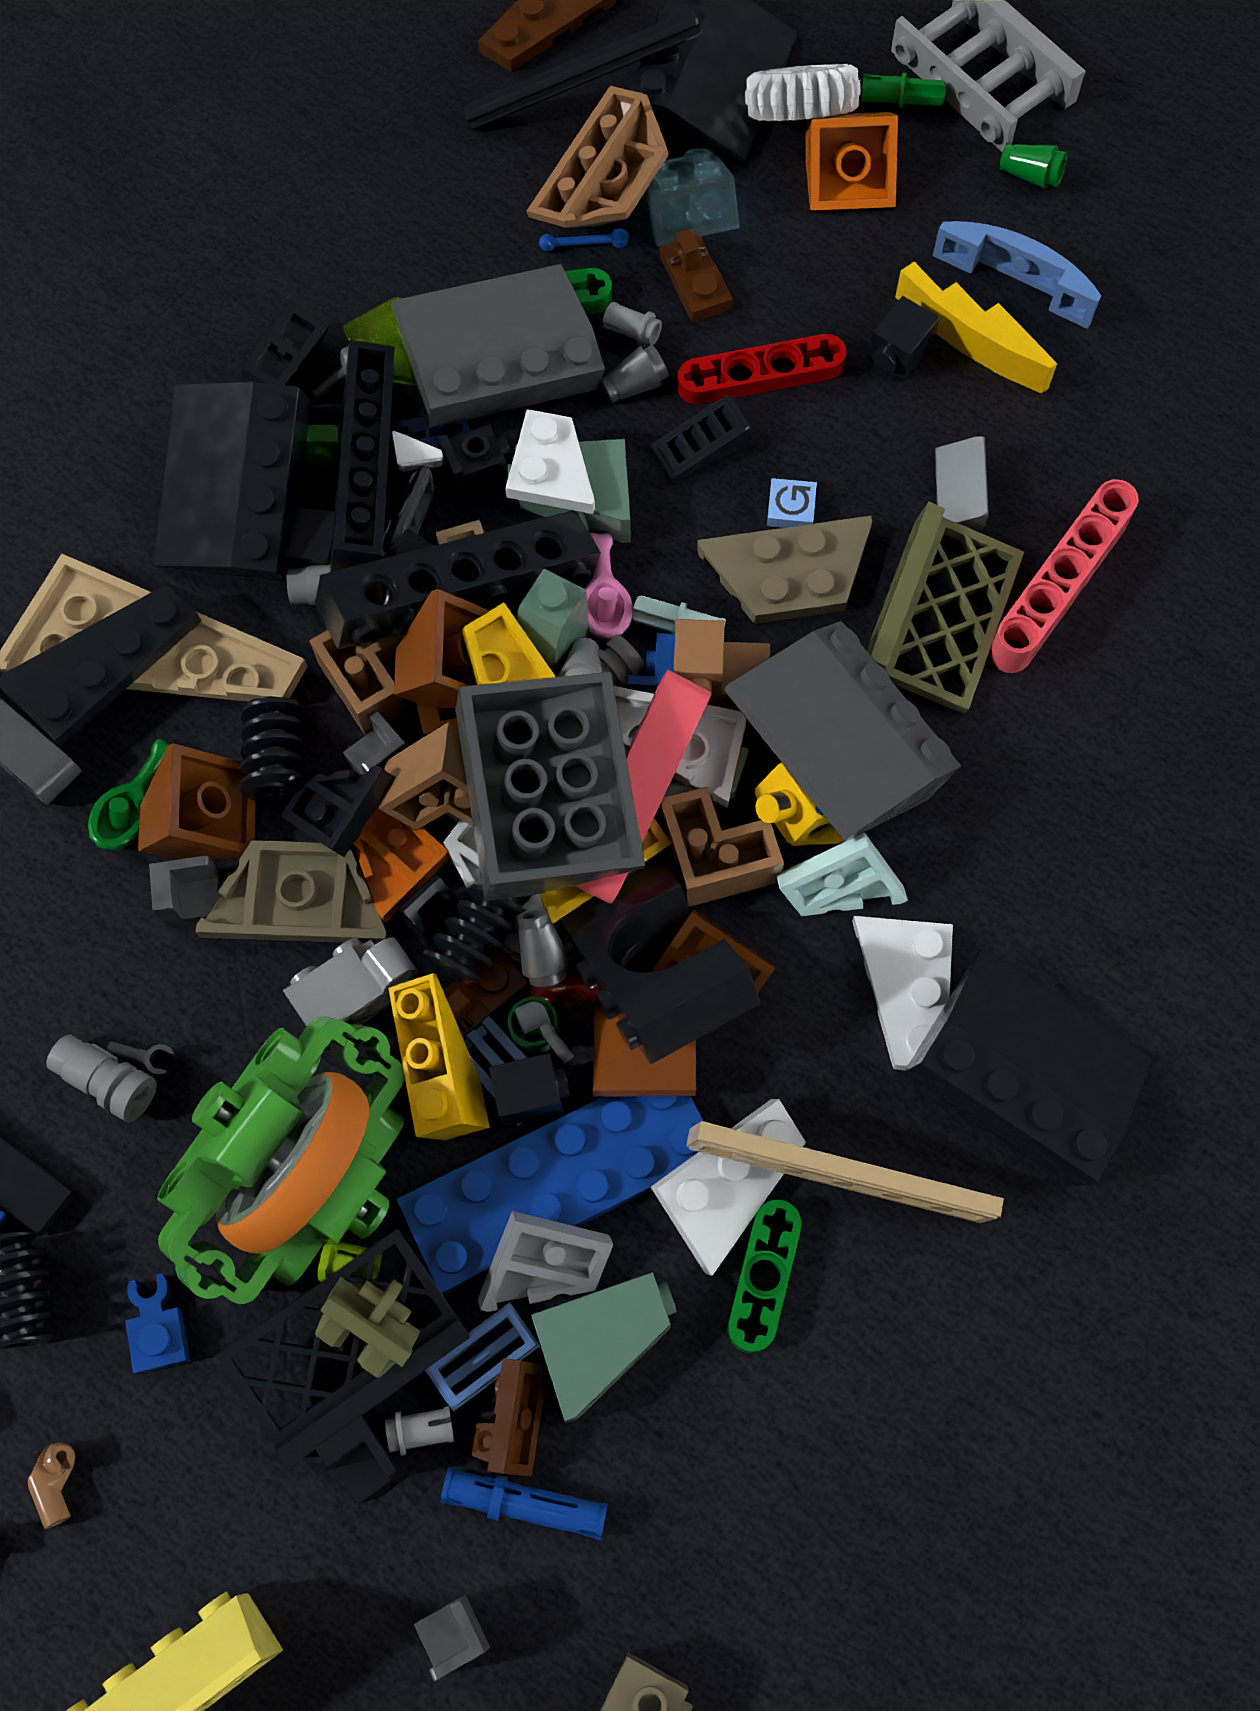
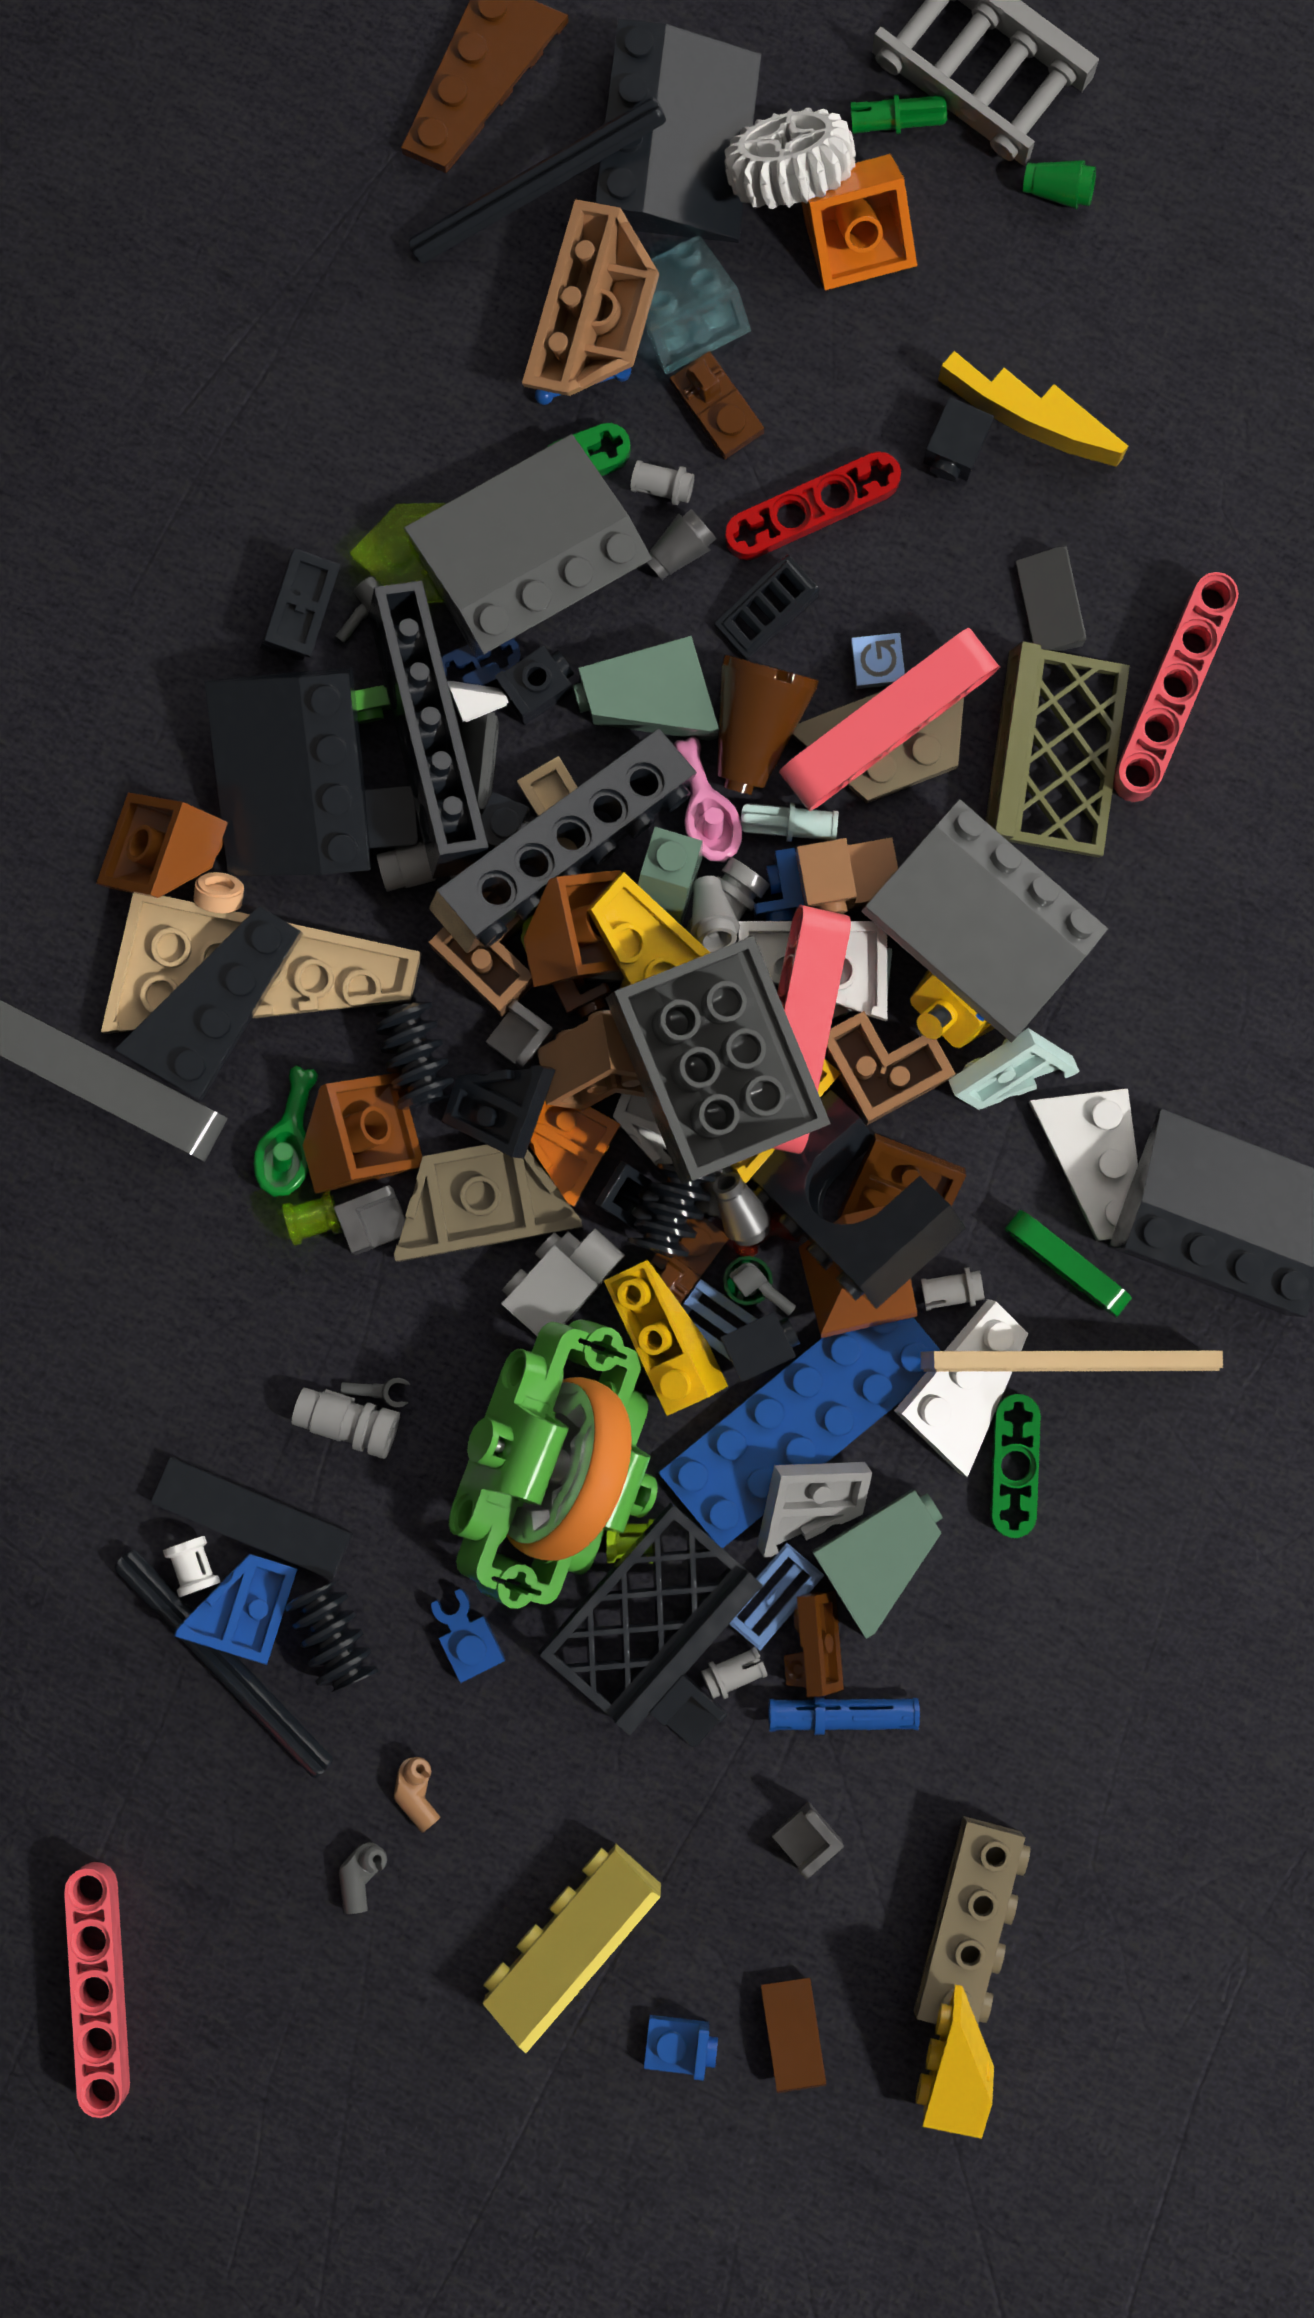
camera: 10 degrees left, 15 degrees up
(103, 518) = (160, 846): none -> dark orange slope
(125, 876) = (311, 1218): none -> clear neon green bush
(137, 572) = (218, 892): none -> light nougat tile
(374, 1319) = (672, 1590): olive hips -> none
(550, 465) = (622, 686): white wing -> none
(669, 519) = (757, 720): none -> reddish brown cone
(738, 1081) = (953, 1289): none -> light grey pin
(789, 542) = (889, 719): none -> coral beam
(860, 1081) = (1068, 1263): none -> green beam
(1023, 259) = (1129, 343): medium blue slope -> none

